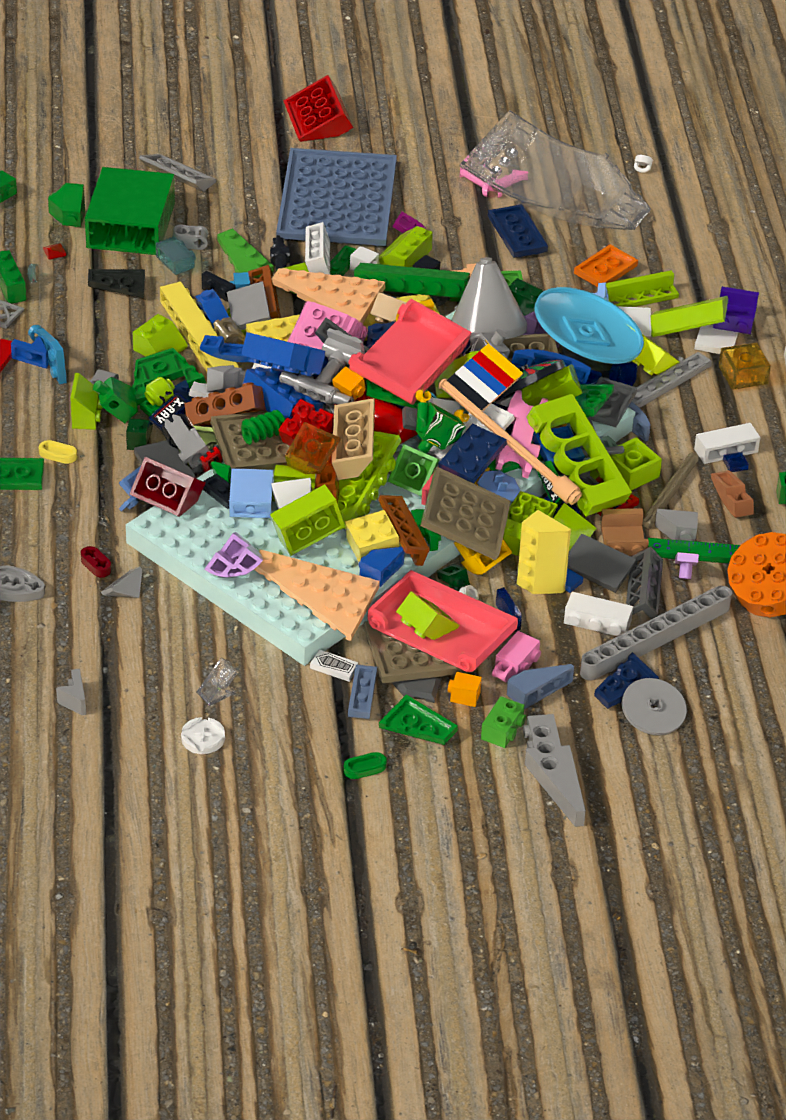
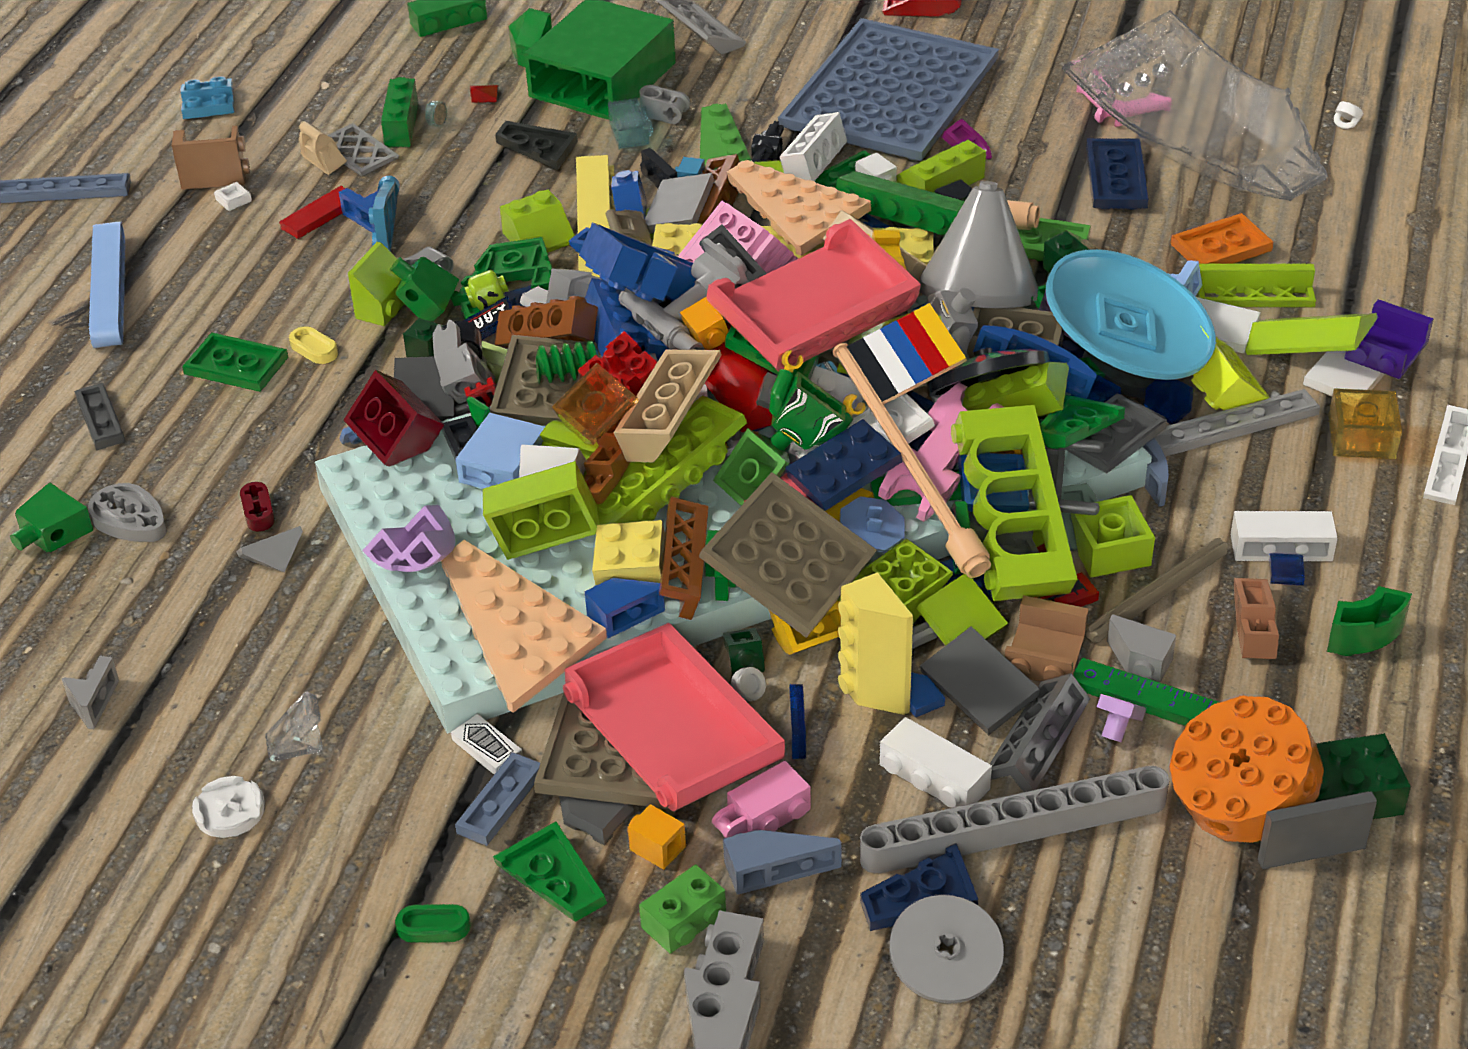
camera: 25 degrees right, 0 degrees up
(425, 617) = (650, 703): lime slope -> none

